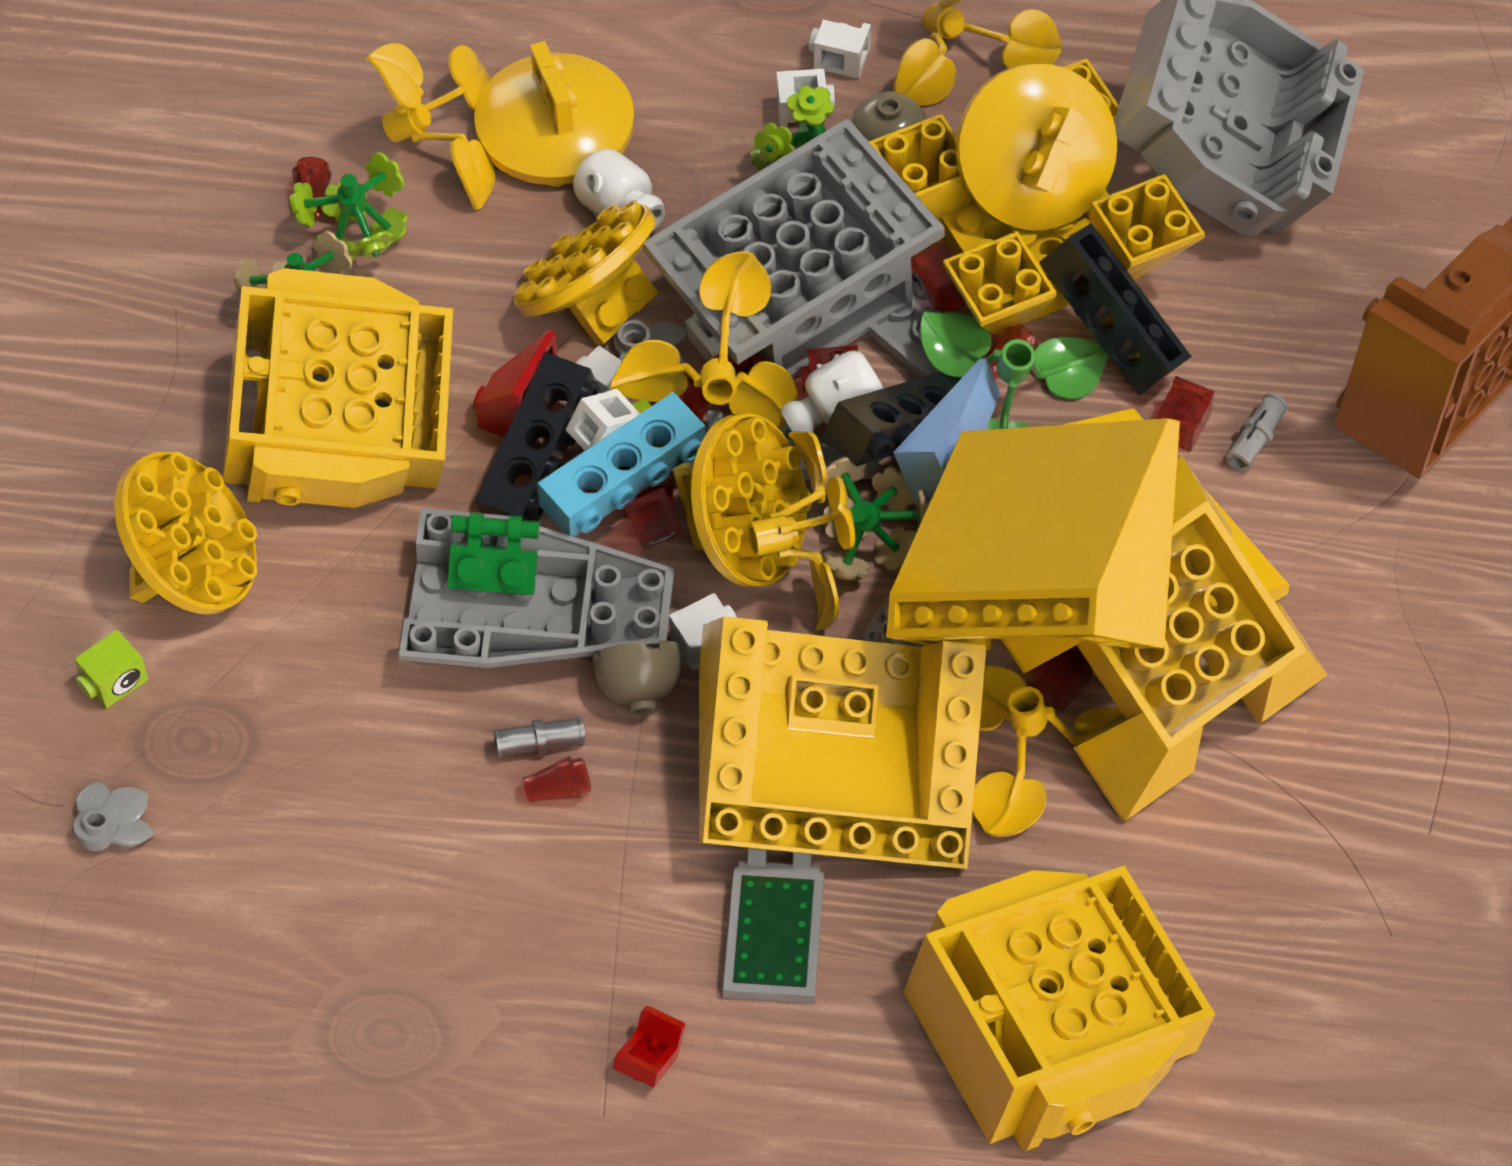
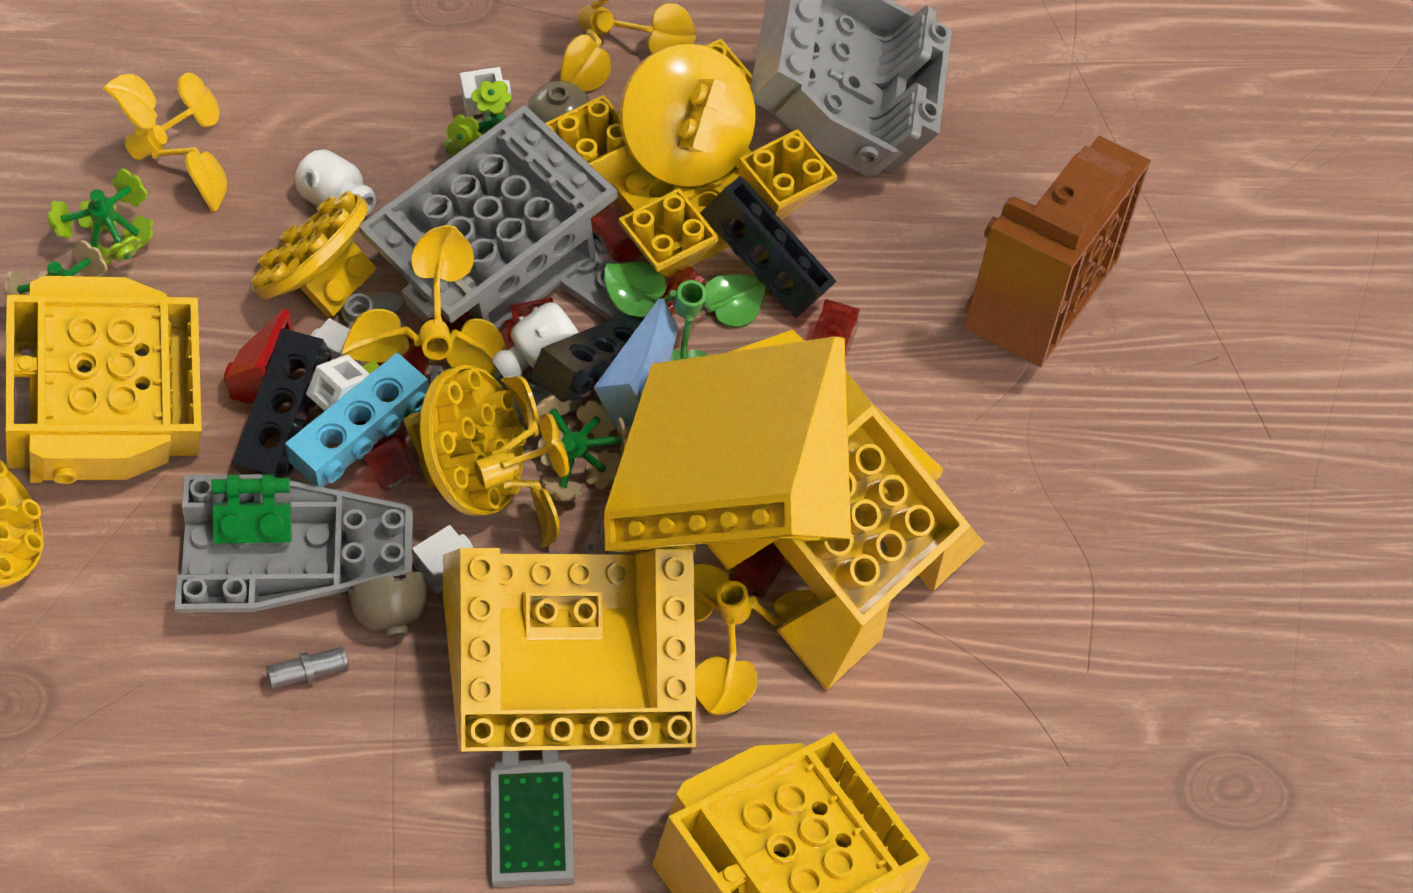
camera: 10 degrees left, 0 degrees up
(314, 172) = (69, 192): clear red cone -> none
(552, 114) = (270, 124): yellow bracket -> none
(559, 781) = (328, 706): clear red cone -> none
(840, 48) = (512, 49): white brick -> none
(1256, 432) = (898, 340): light grey pin -> none

